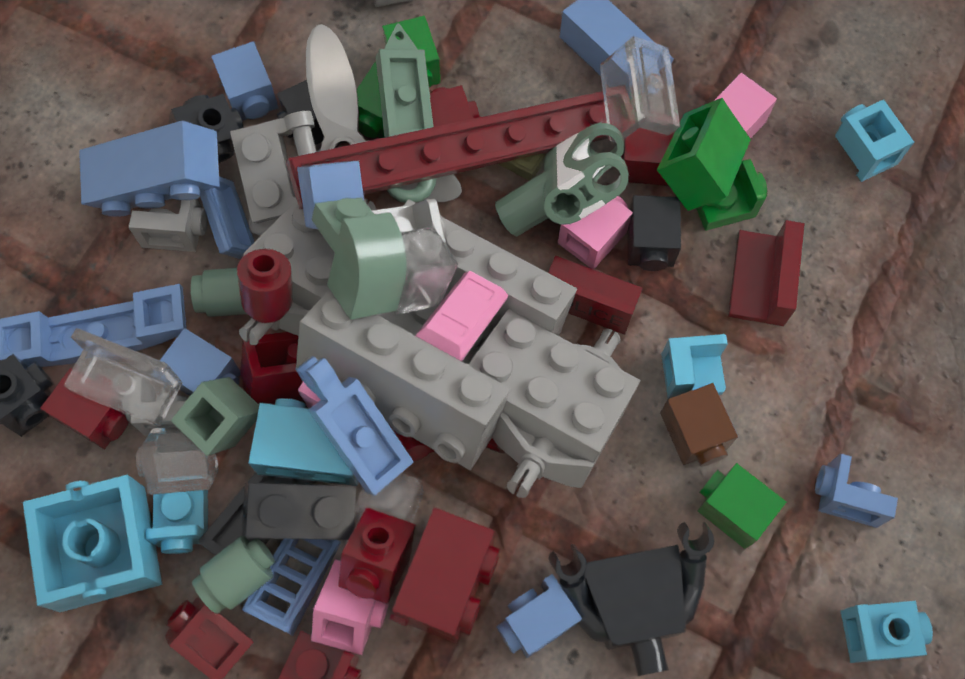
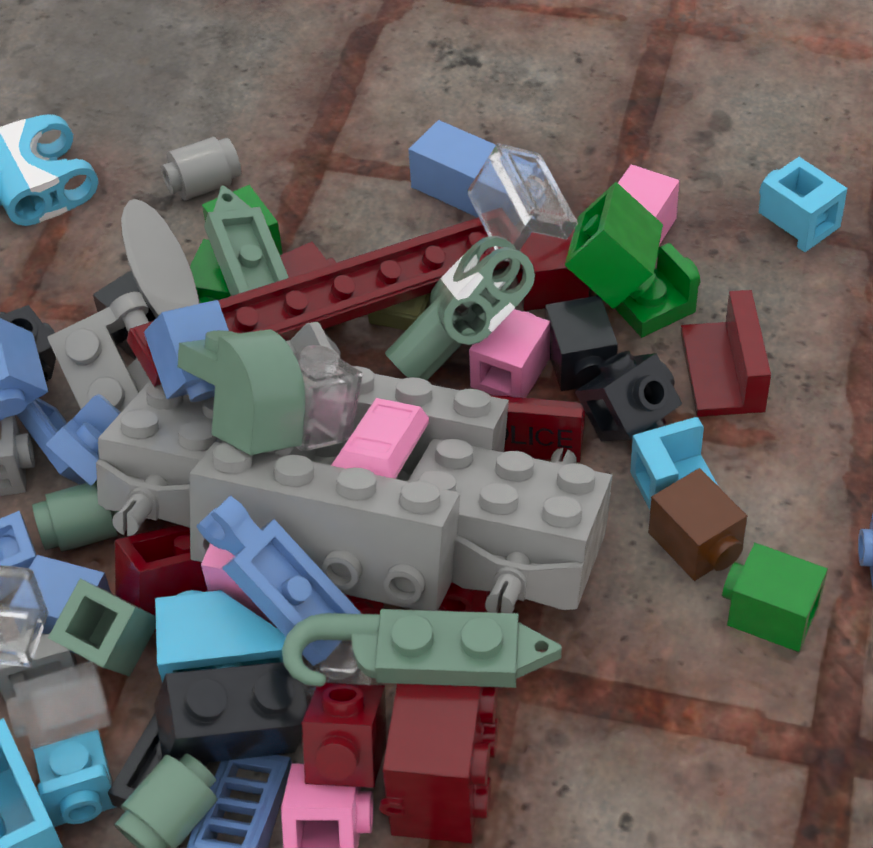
camera: 10 degrees left, 20 degrees down
(240, 231) = (78, 439): none -> medium blue bracket
(246, 81) = (49, 291): medium blue brick -> none
(265, 285) = (136, 453): dark red brick -> none
(448, 515) = (426, 647): none -> sand green plate
(538, 619) = (570, 776): medium blue brick -> none
(638, 595) = (681, 722): black torso -> none
(677, 296) = (629, 396): none -> black brick

